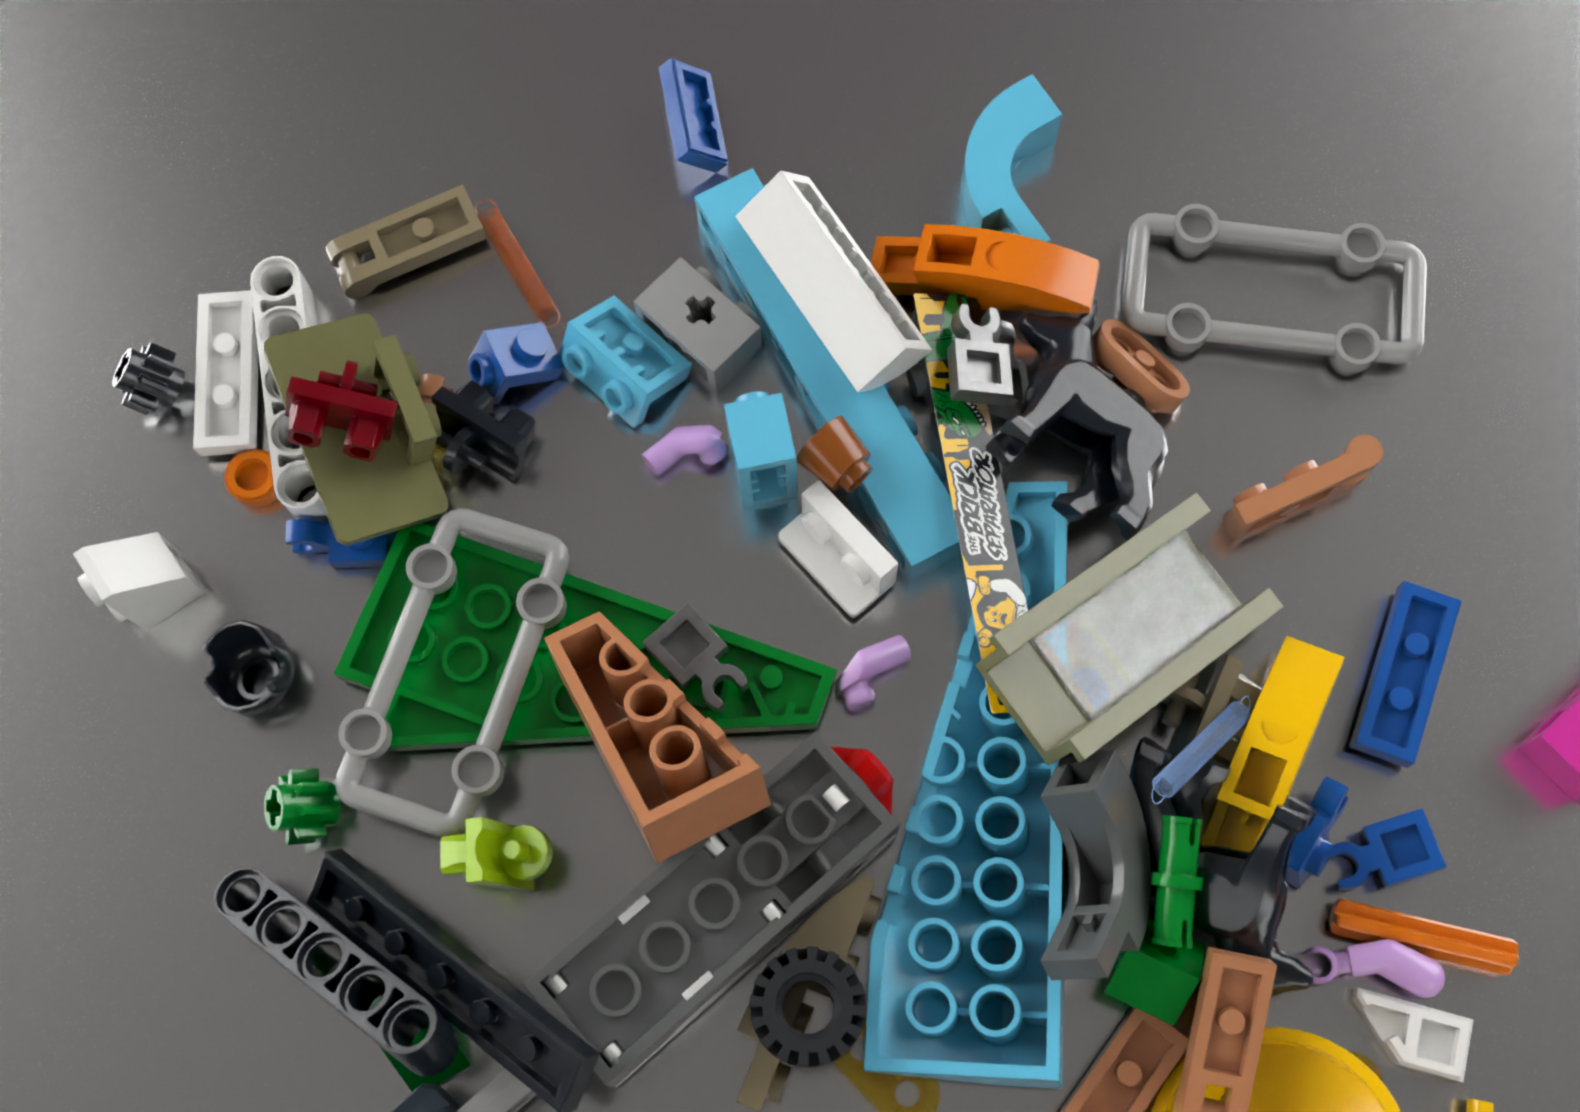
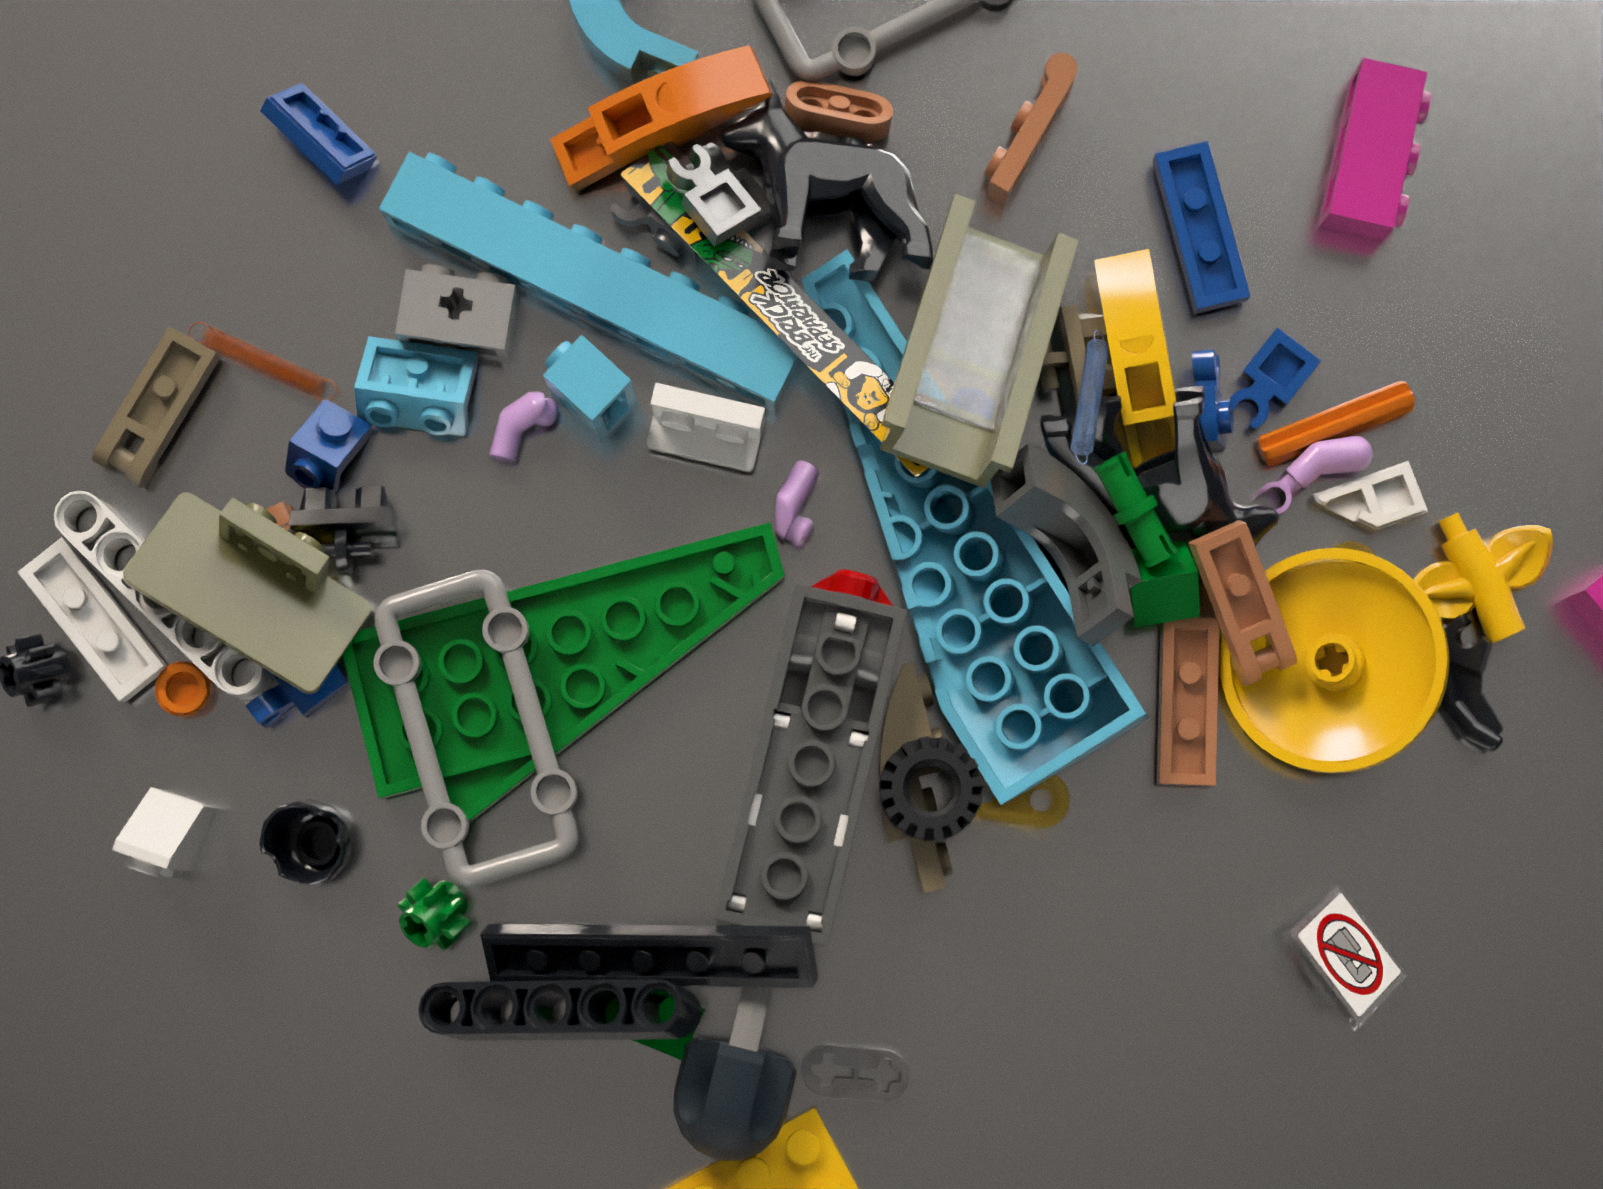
camera: 40 degrees left, 10 degrees up
(340, 404) = (232, 580): dark red hips -> none
(497, 854) = (617, 842): lime hips -> none
(661, 752) = (689, 679): nougat wedge -> none
(691, 652) = (649, 587): flat silver plate -> none
(832, 282) = (549, 209): white brick -> none
(836, 456) = (658, 354): dark orange hat -> none

